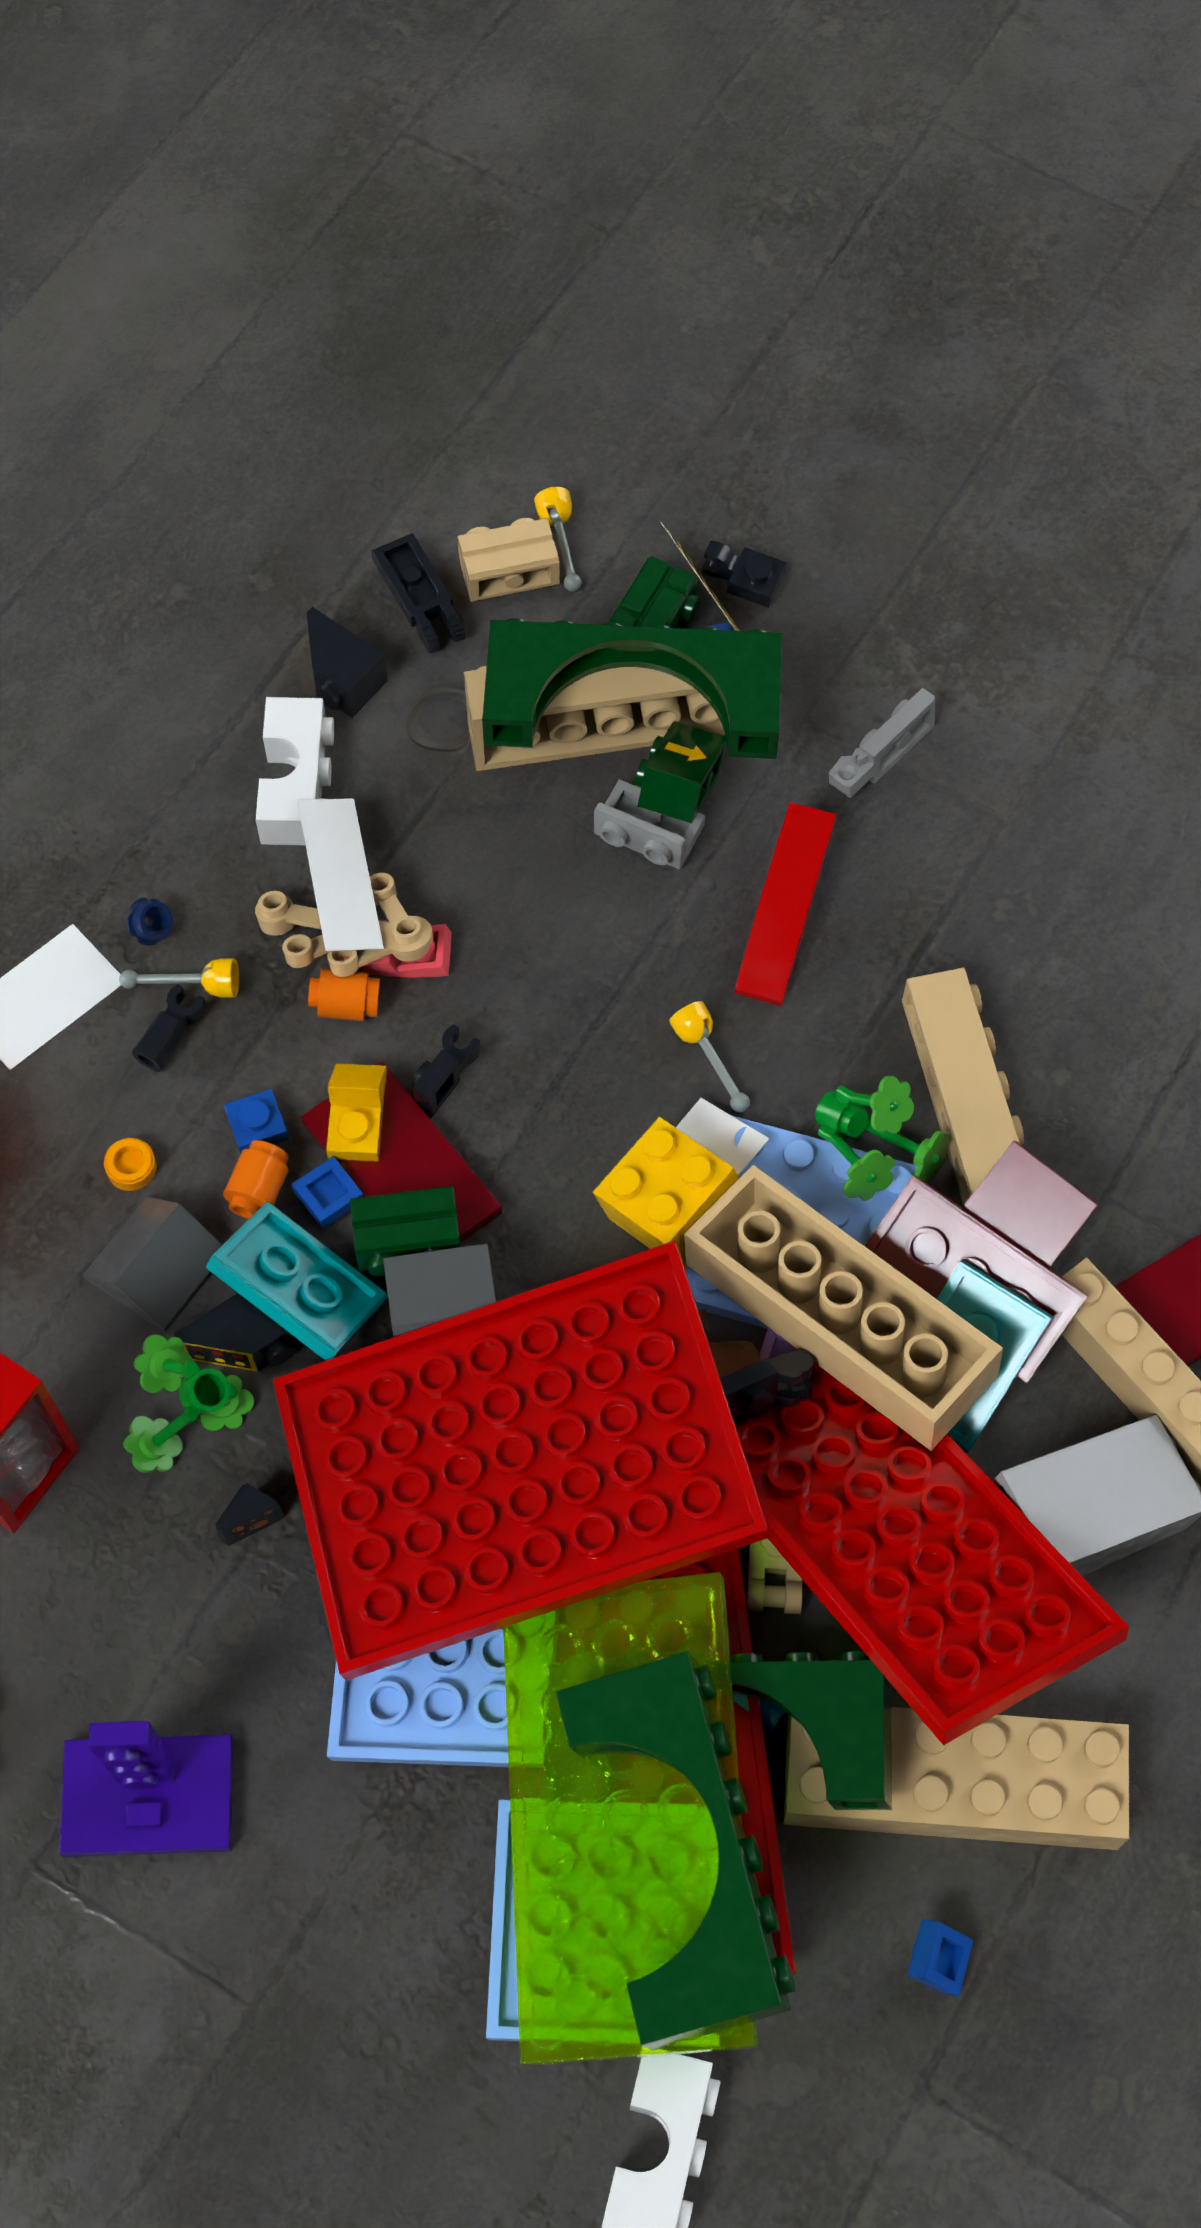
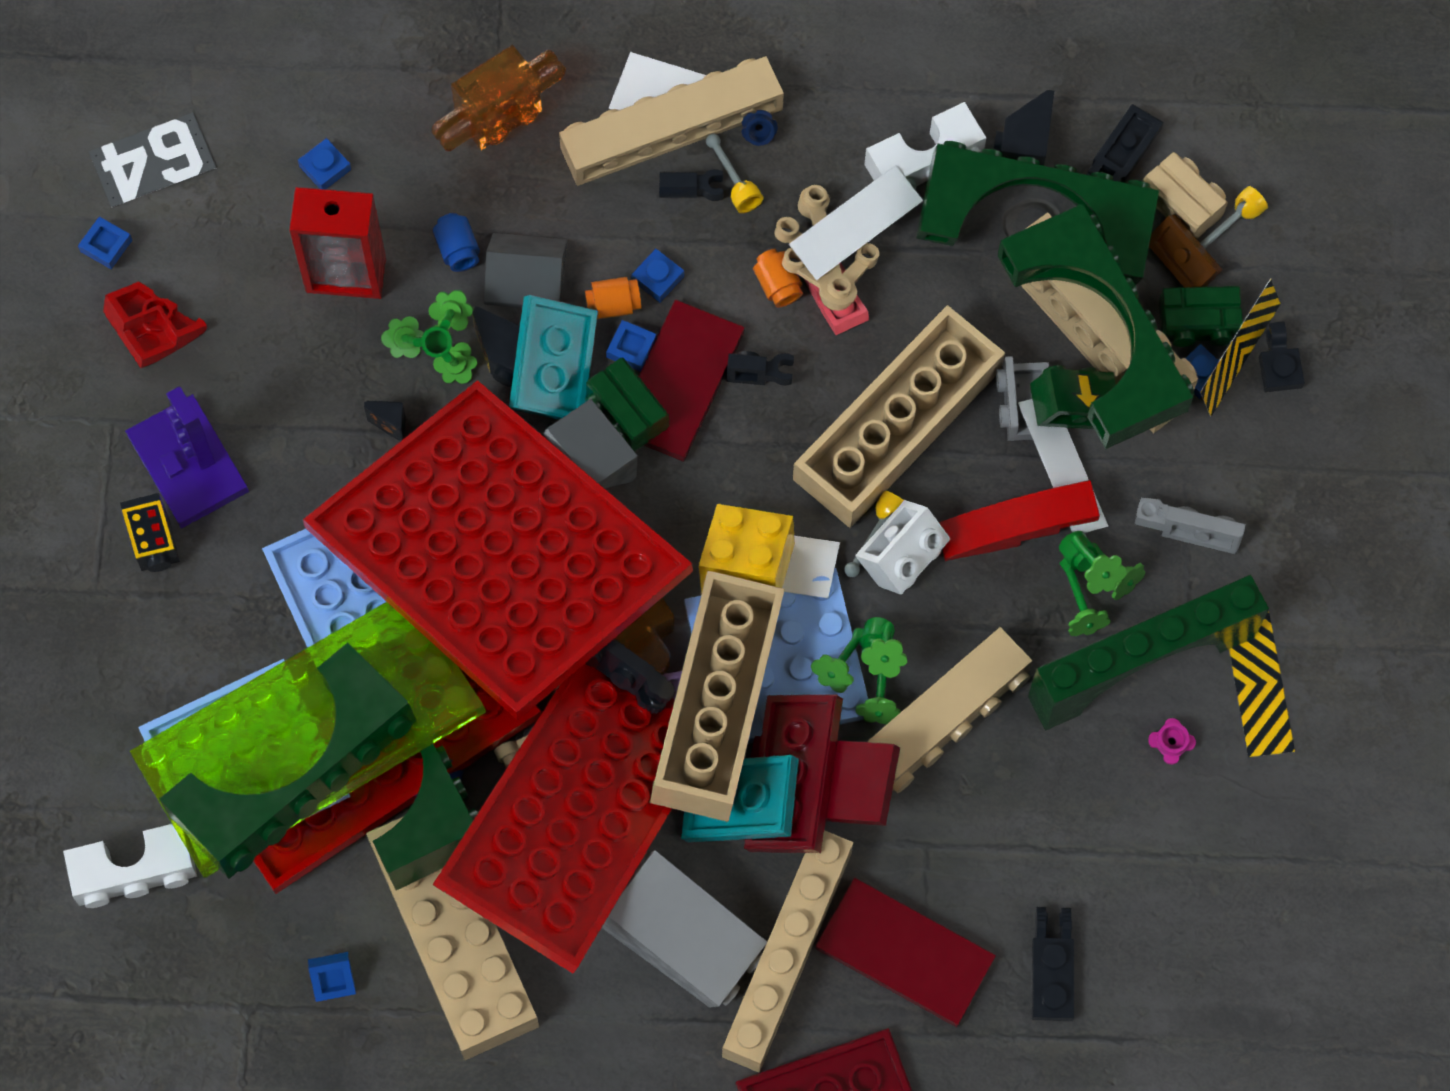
camera: 60 degrees right, 5 degrees up
(70, 1318) = (456, 242): none -> blue brick
(76, 1009) = (669, 120): none -> tan brick
(130, 1164) = (583, 217): light orange tile -> none
(228, 1887) = (150, 532): none -> black slope
(356, 1111) = (696, 330): yellow slope -> none
(362, 740) = (965, 177): none -> dark green arch
(574, 593) = (1183, 254): none -> reddish brown plate
(596, 956) = (898, 416): none -> tan brick
(734, 825) = (1059, 458): none -> white sticker
(753, 1030) = (903, 547): none -> white brick
(858, 862) = (1101, 574): none -> plant
(1024, 910) = (1217, 618): none -> dark green arch
(1091, 780) = (1261, 694): none -> sticker
(1120, 878) = (1174, 730): none -> dark pink plate

